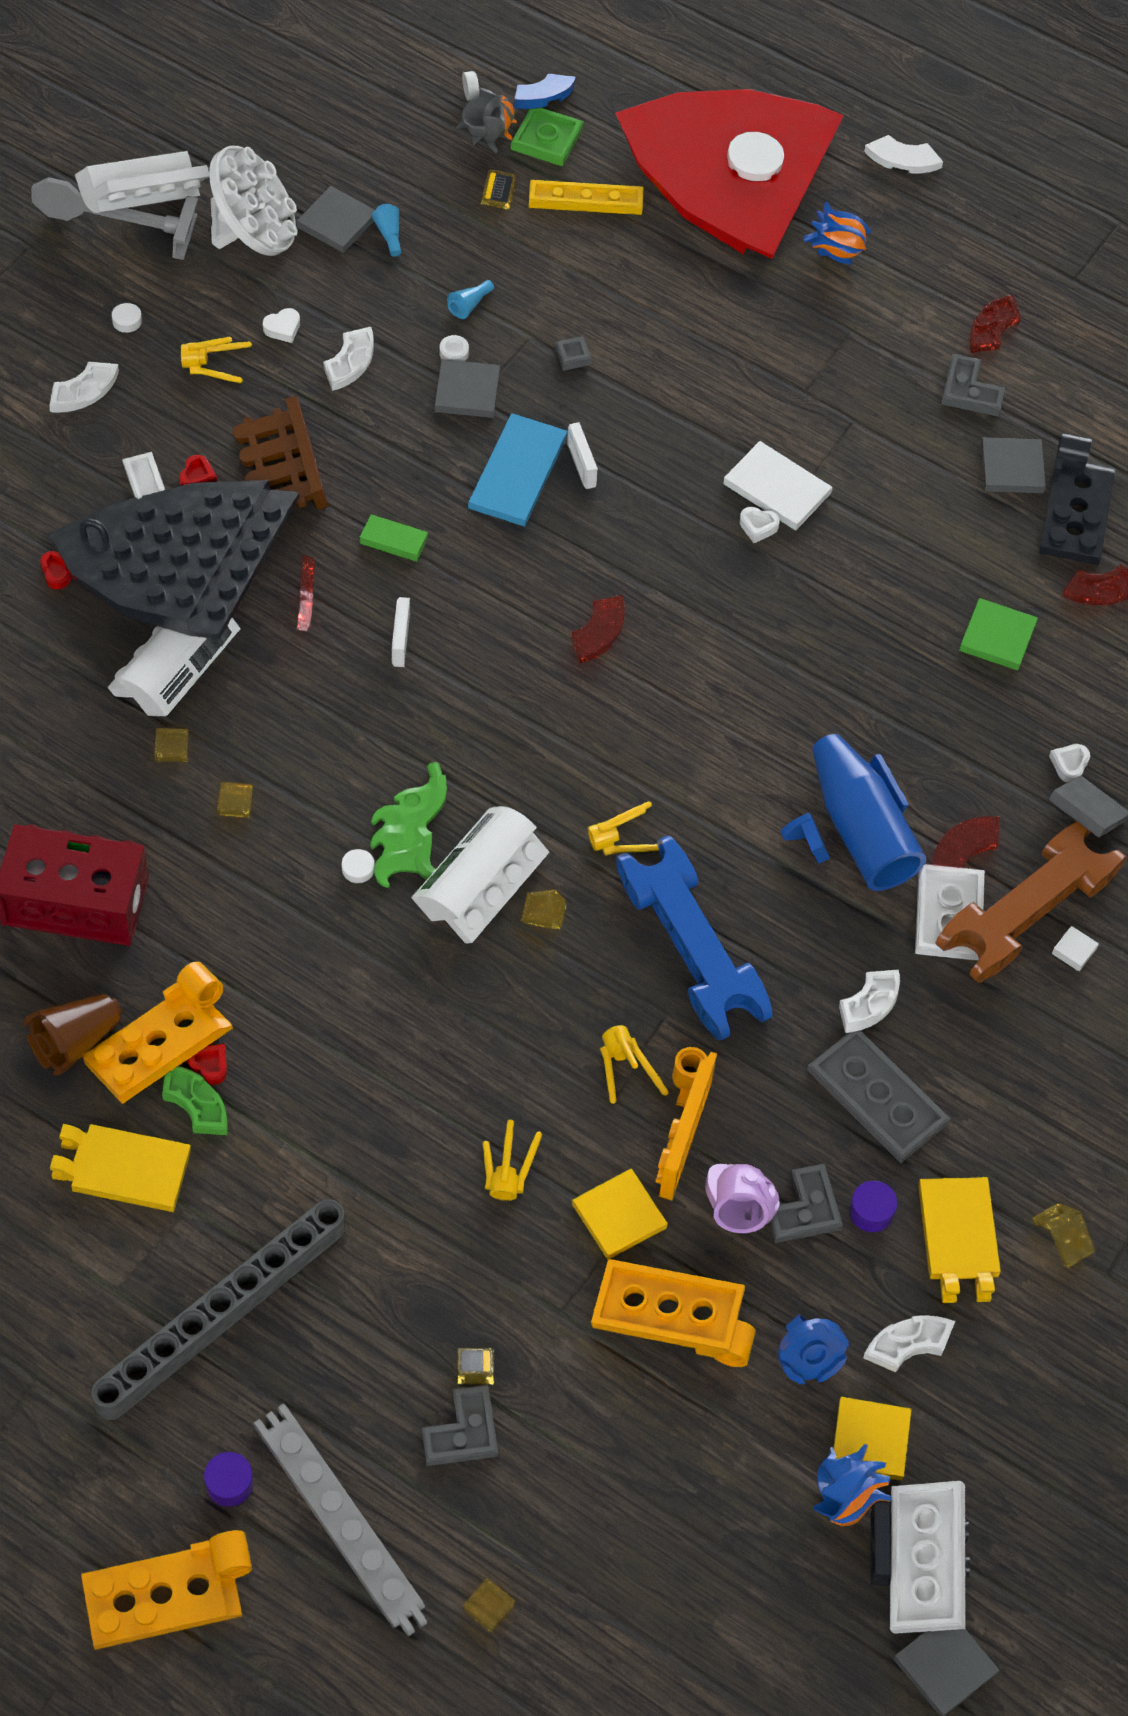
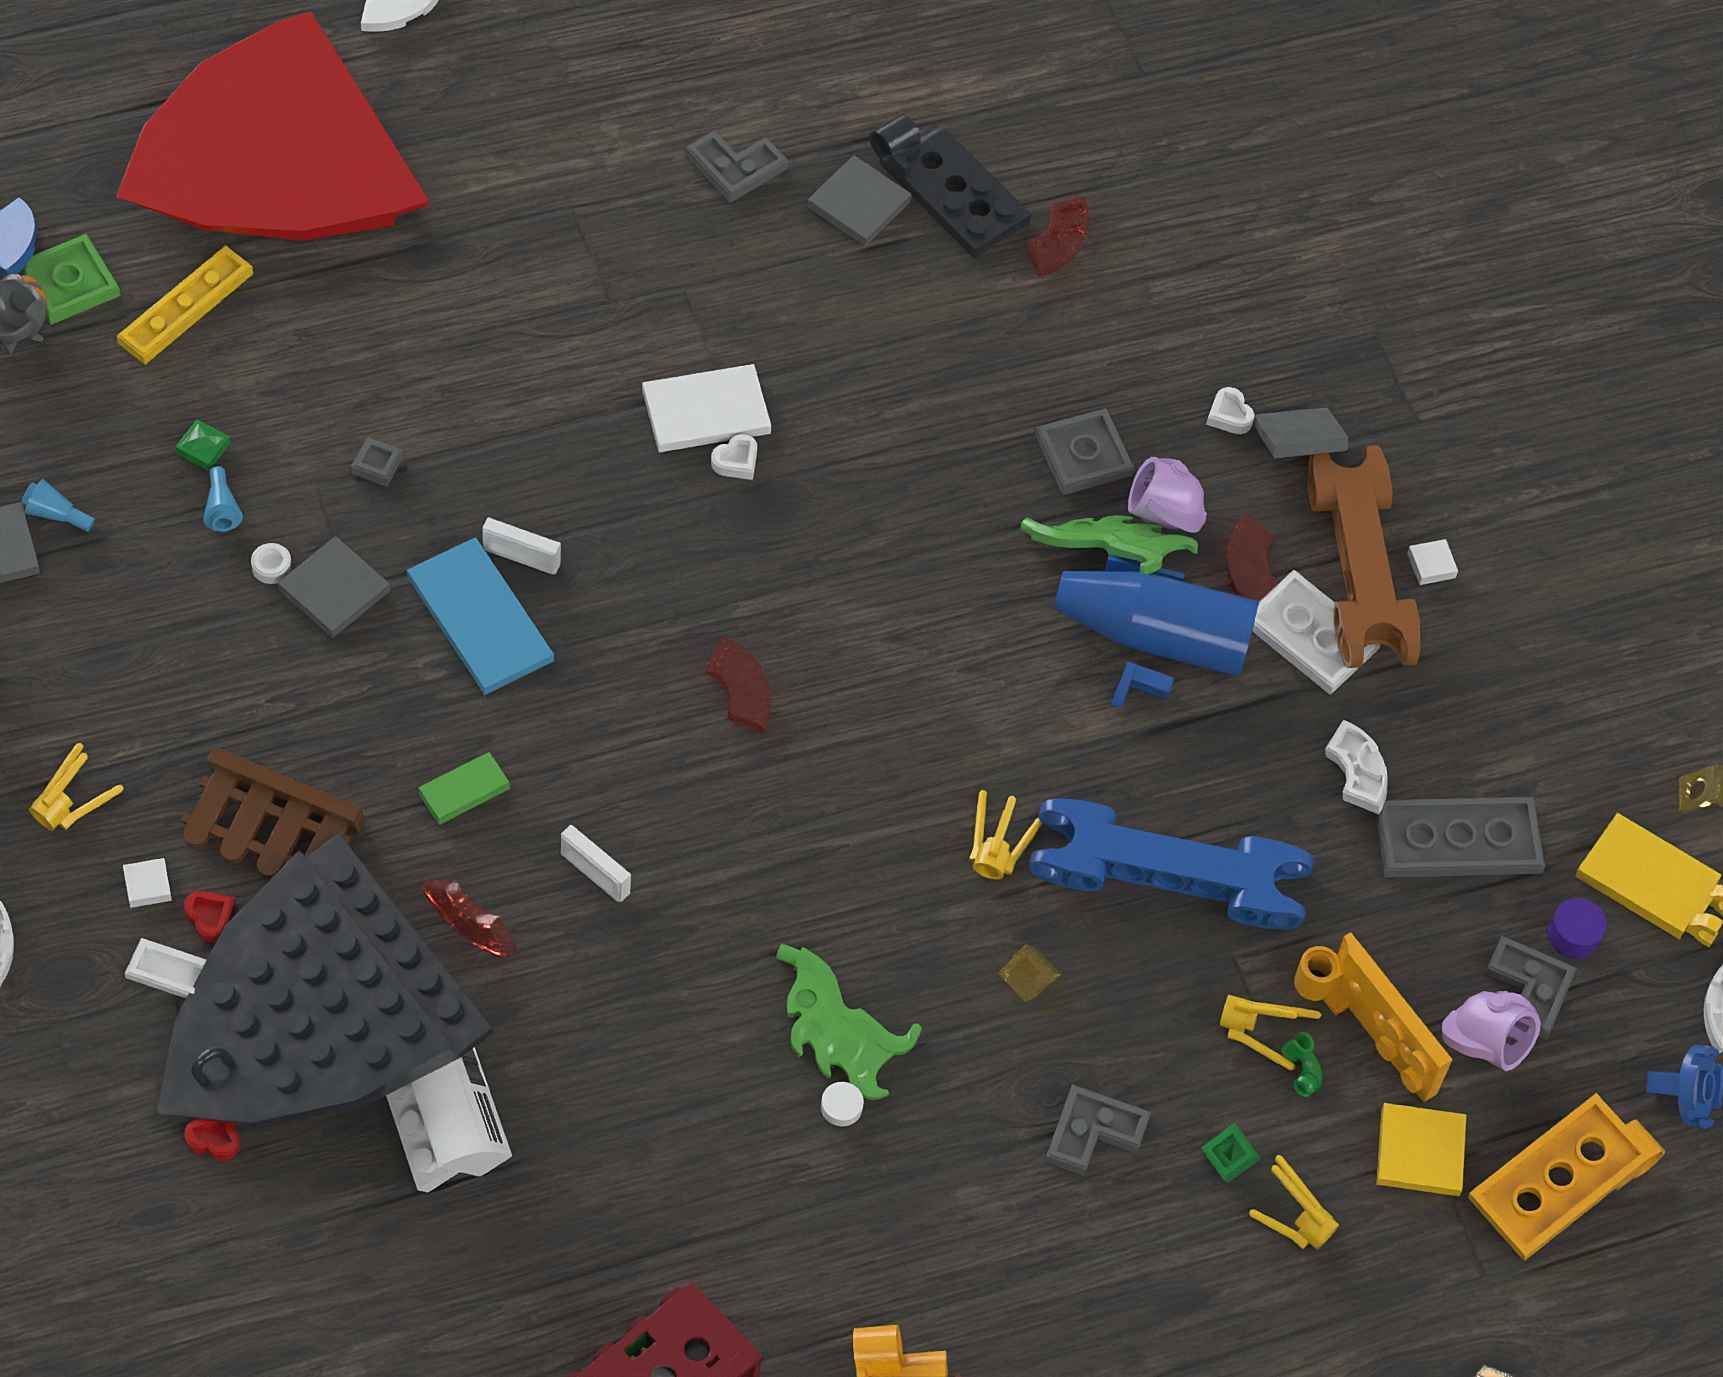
camera: 55 degrees left, 0 degrees up
(171, 745) = (542, 1177): clear yellow tile -> none
(189, 431) = (147, 882): none -> white tile
(235, 799) = (664, 1163): clear yellow tile -> none
(282, 325) = (87, 696): white tile -> none
(352, 359) = (193, 662): white tile -> none
(467, 1006) = (1093, 1118): none -> dark grey tile
(482, 872) = (948, 995): white brick -> none
(499, 189) = (101, 372): slope -> none
(500, 266) = (202, 445): none -> green tile
(514, 1101) = (1230, 1153): none -> green tile
(615, 1114) = (1301, 1049): none -> green arm
(755, 156) = (297, 121): white tile -> none
(838, 234) = (462, 128): blue hair -> none
(903, 757) = (1114, 534): none -> bright green piece
(955, 700) = (1084, 451): none -> dark grey tile
(960, 761) = (1168, 496): none -> lavender helmet
(992, 322) = (675, 90): clear red tile -> none
(998, 634) = (1041, 359): bright green tile -> none

